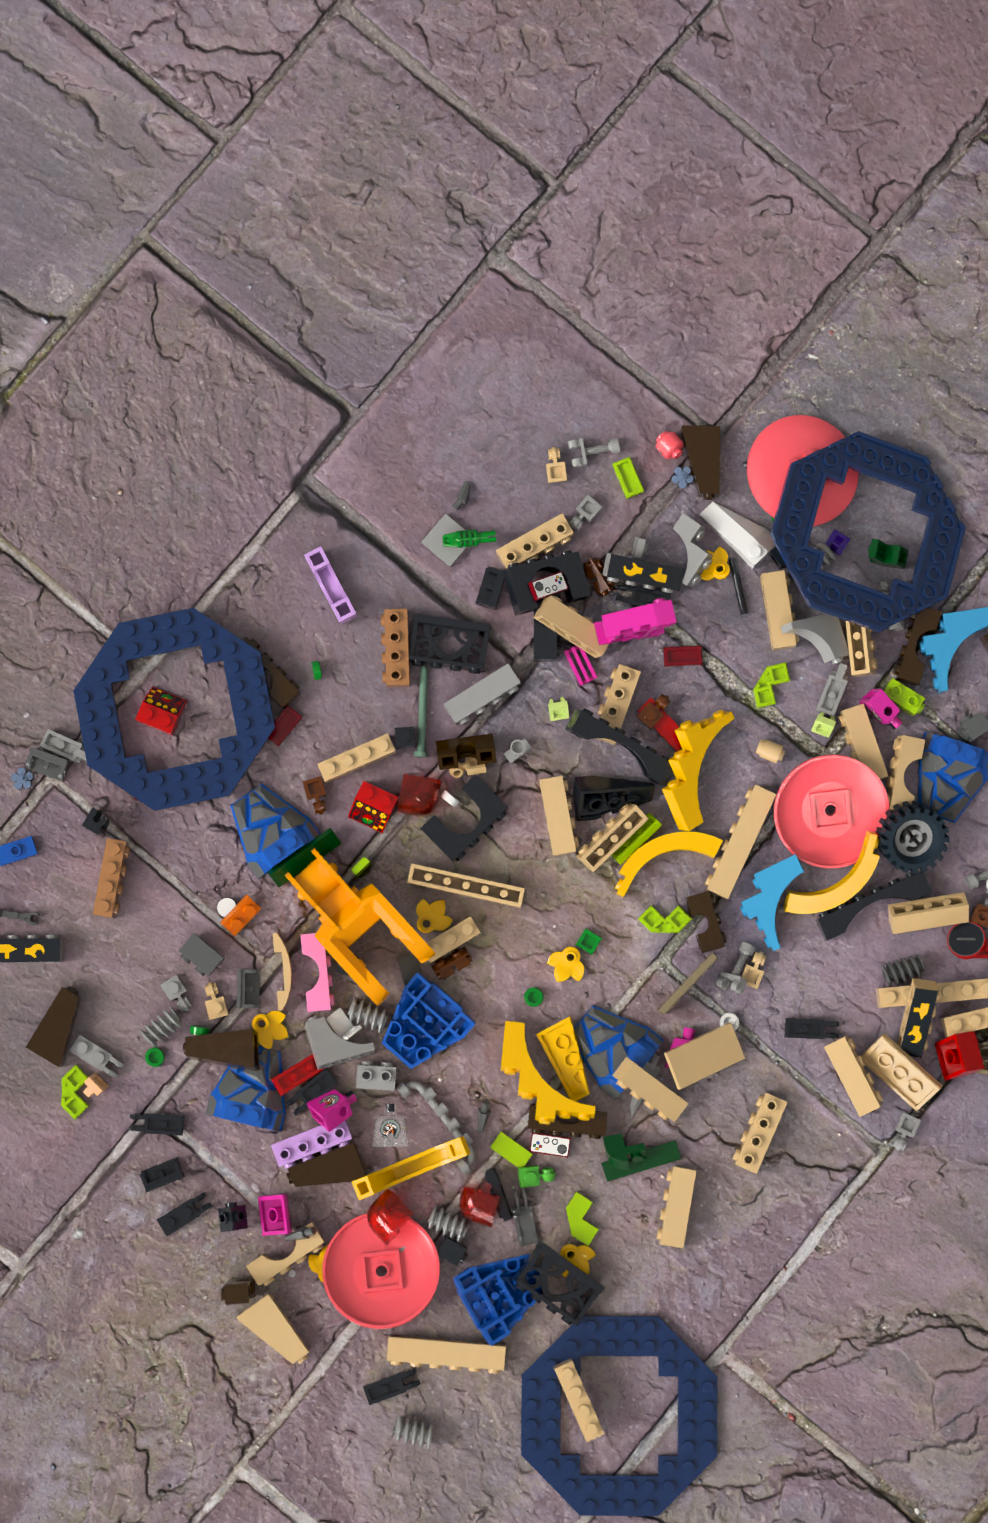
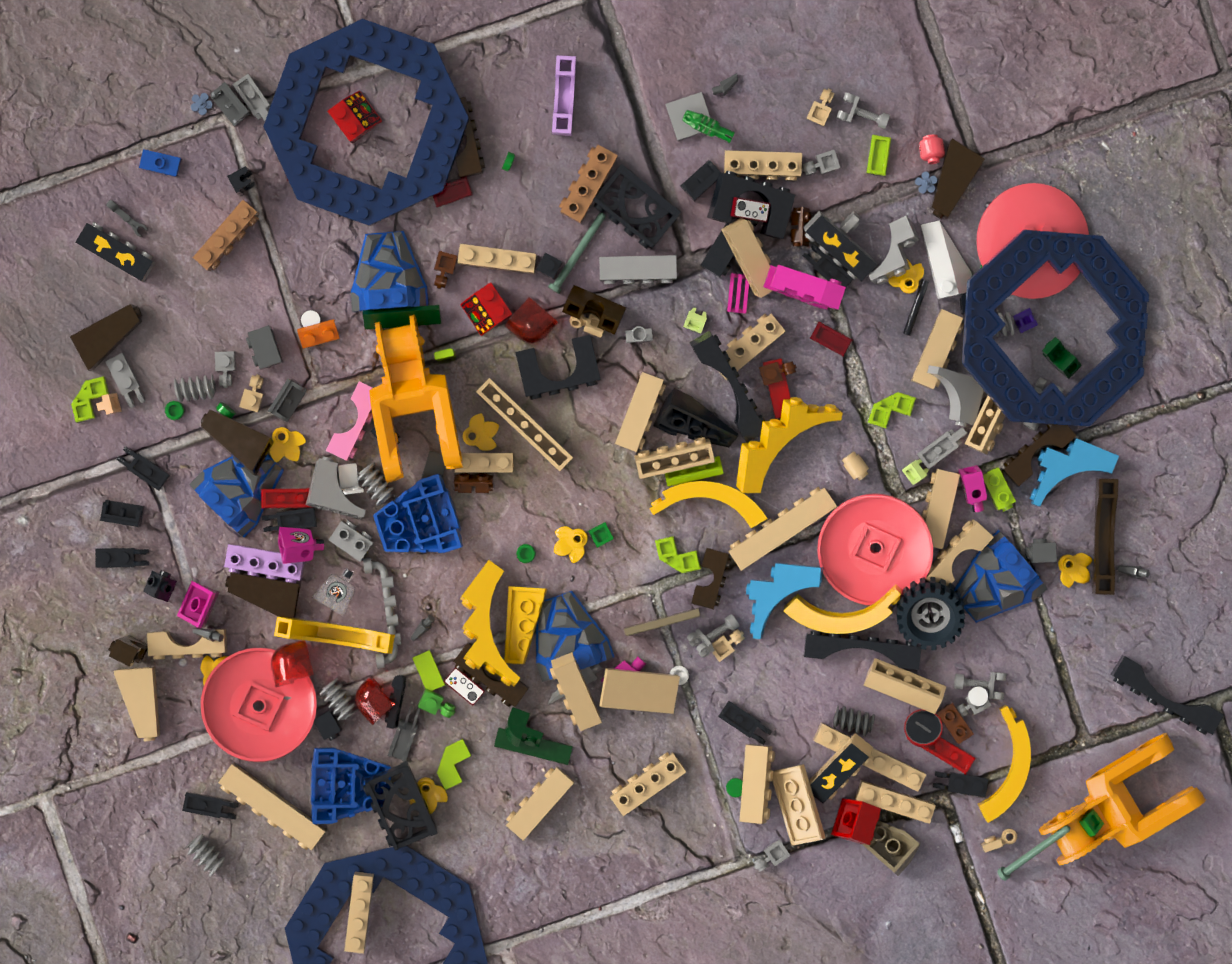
camera: 30 degrees right, 5 degrees up
(280, 947) = (336, 381): tan slope -> none
(450, 798) = (556, 341): white tile -> none
(836, 1090) = (734, 787): none -> green tile

